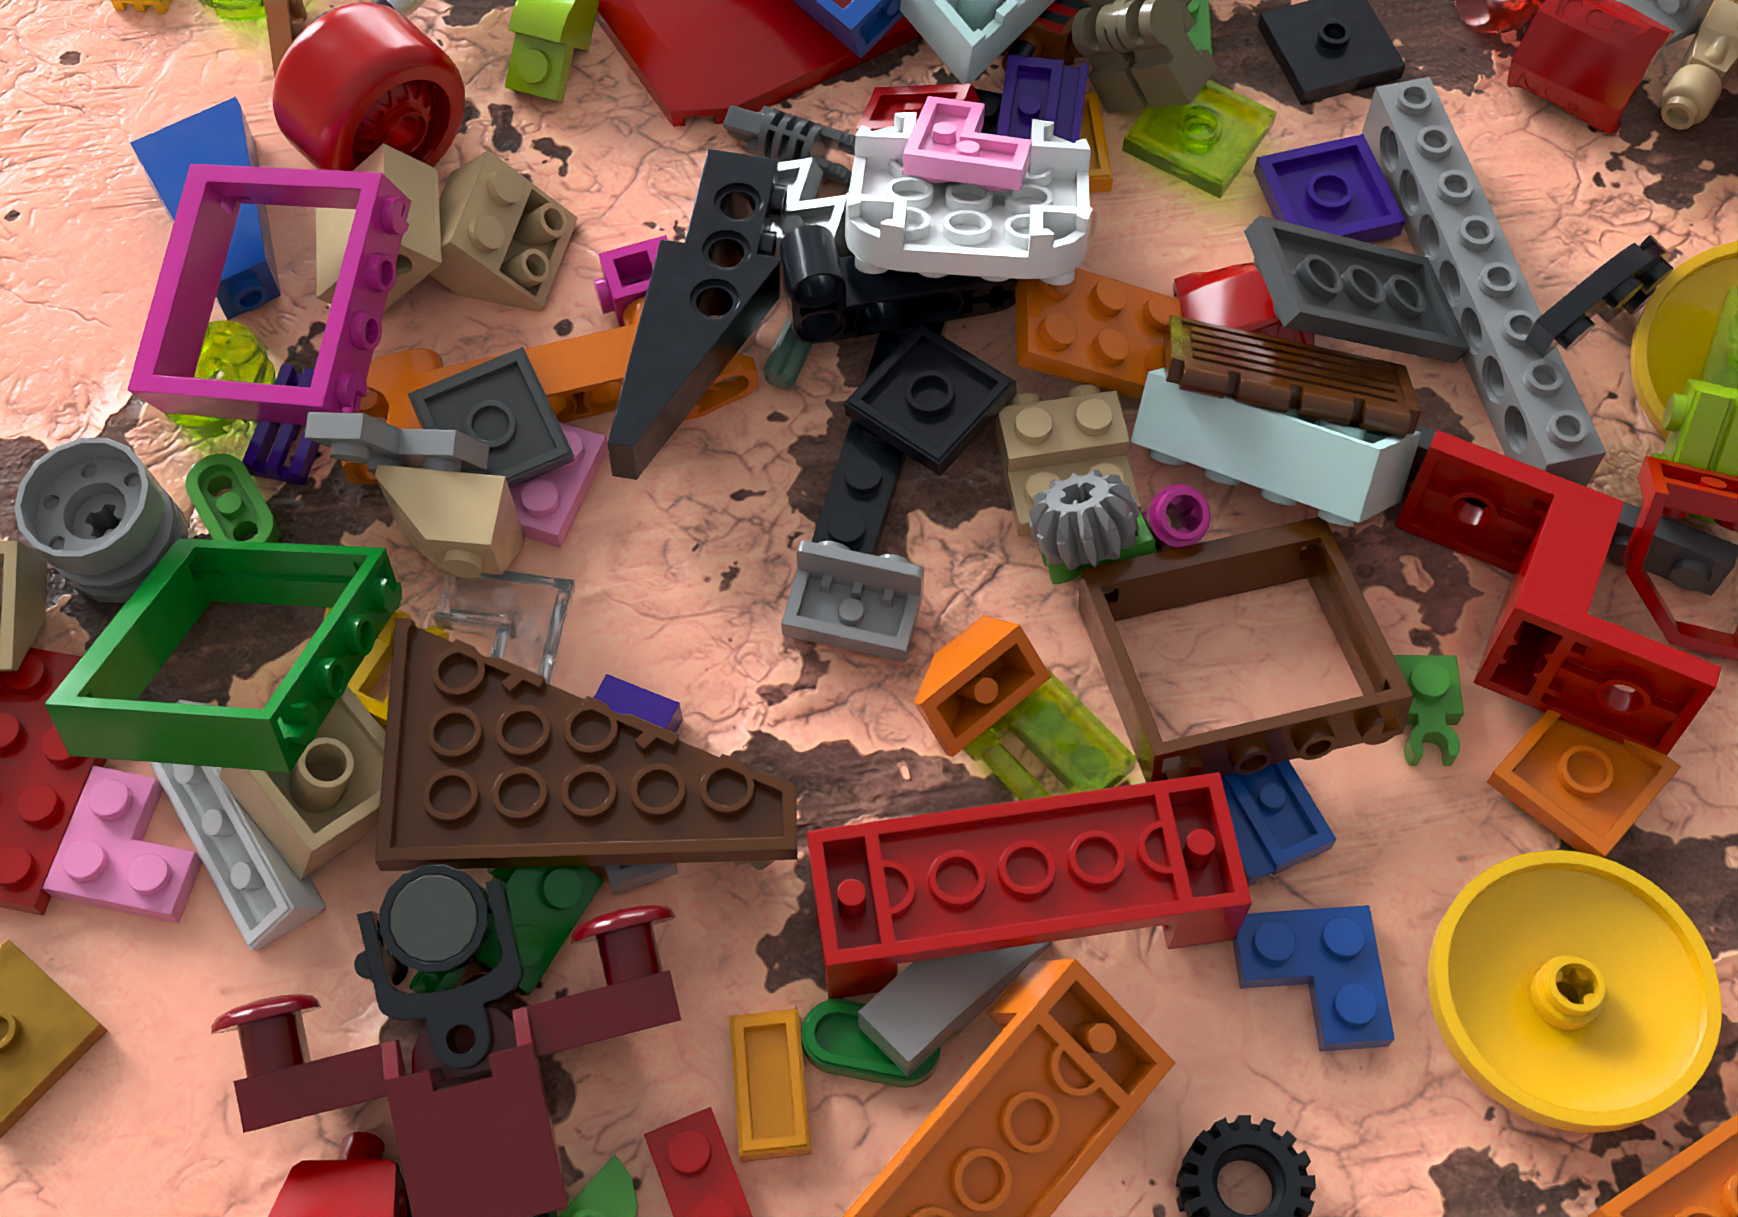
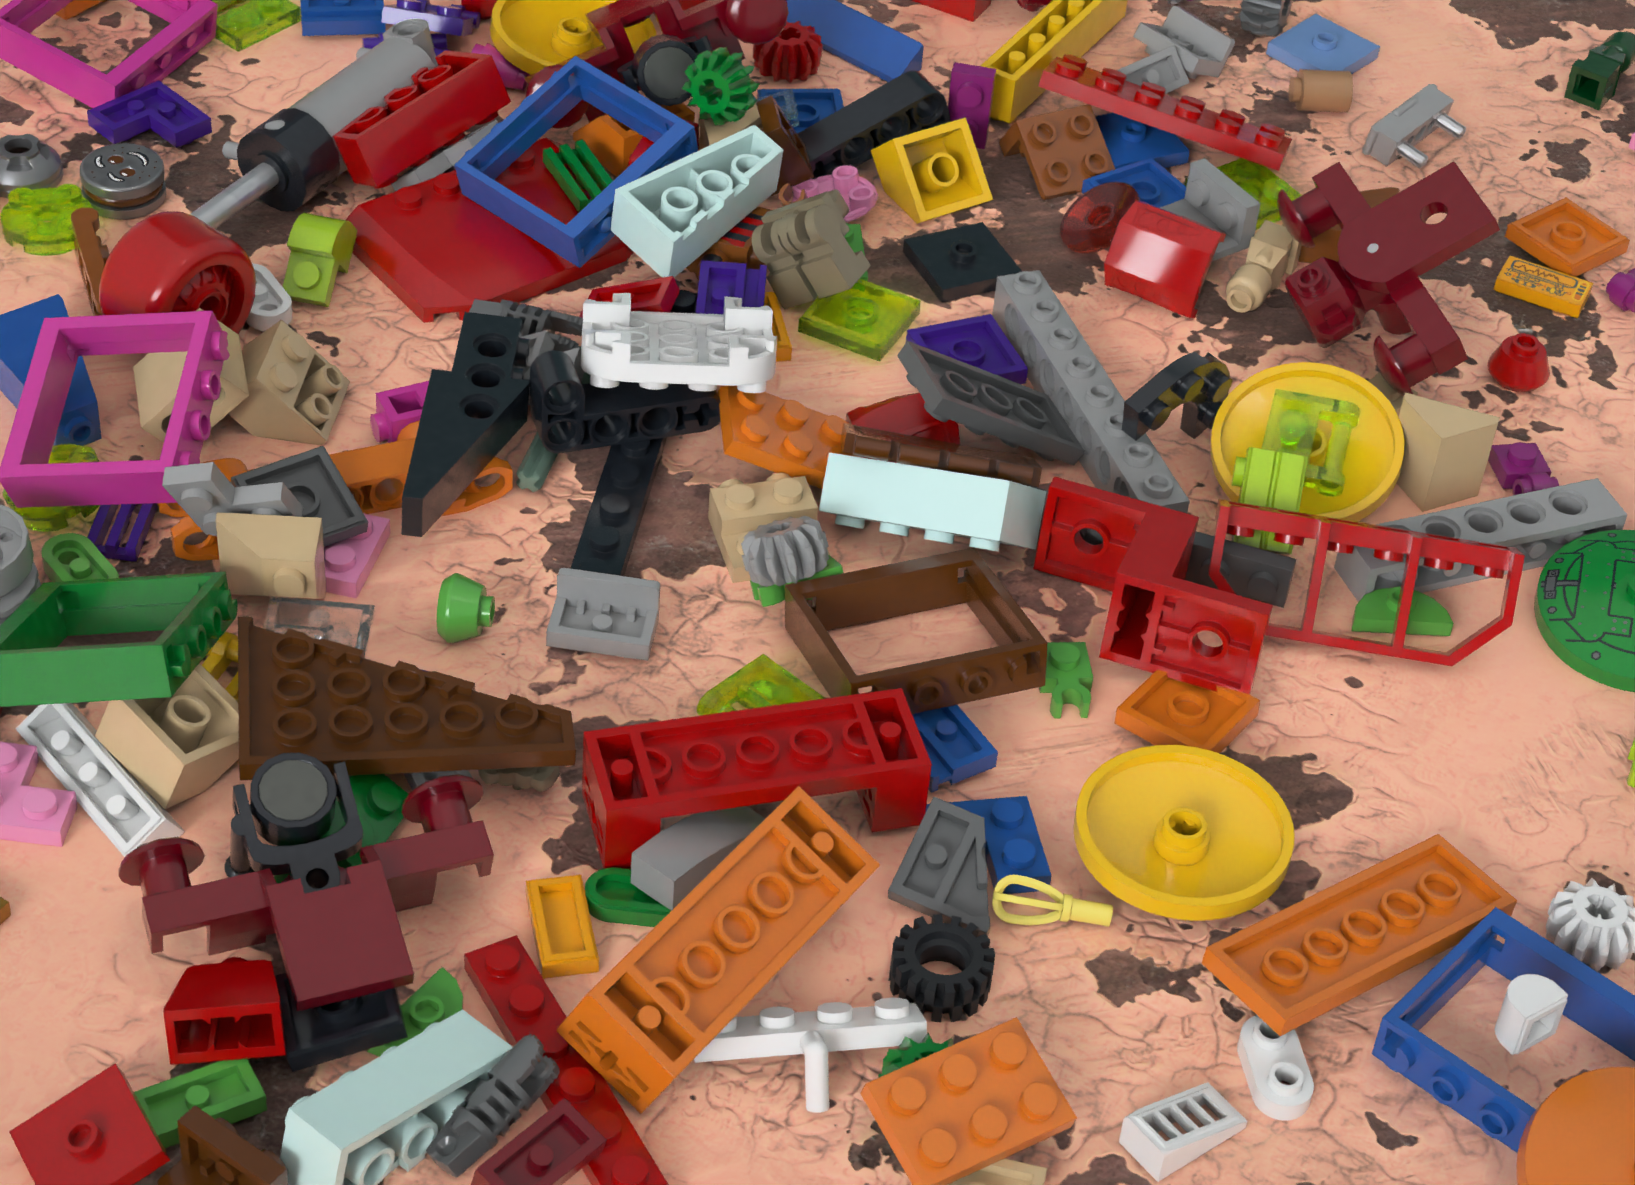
camera: 10 degrees left, 20 degrees down
(488, 101) = (270, 301): none -> white plate
(682, 583) = (463, 608): none -> bright green cone
(930, 398) = (655, 482): black plate -> none
(950, 148) = (664, 306): bright pink plate -> none
(978, 681) = (712, 655): orange slope -> none
(1187, 513) = (859, 547): dark pink cone -> none
(1261, 1031) = (946, 867): none -> dark grey wing
(1411, 1088) = (1065, 909): none -> light yellow piece

